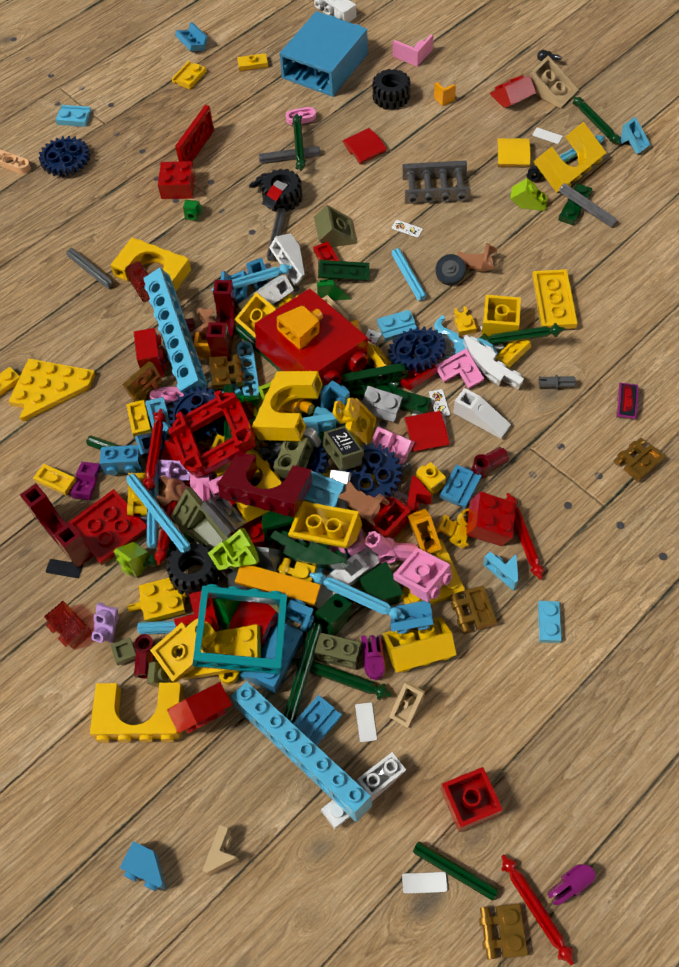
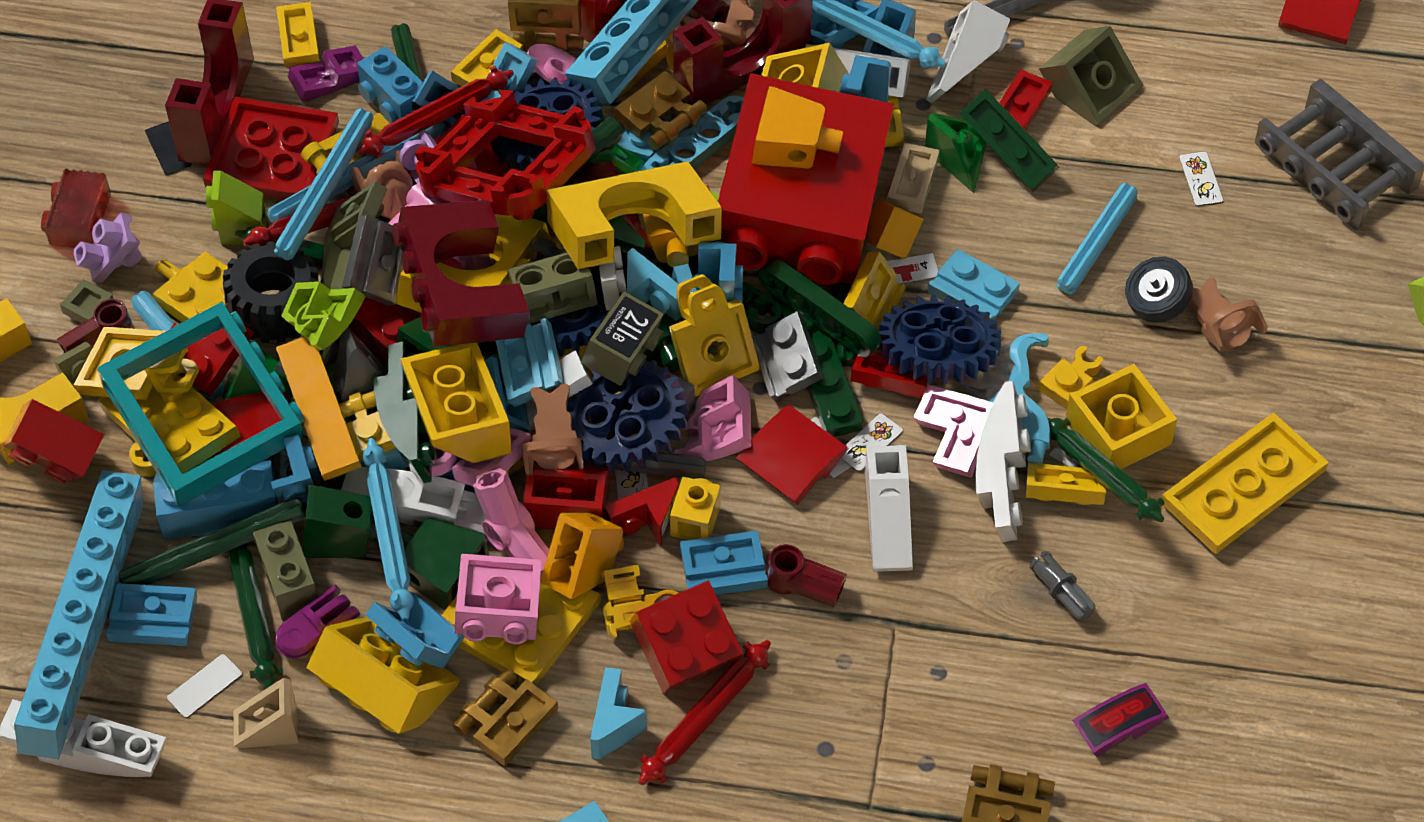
camera: 50 degrees right, 5 degrees down
(285, 291) = (868, 78): none -> dark azure bracket

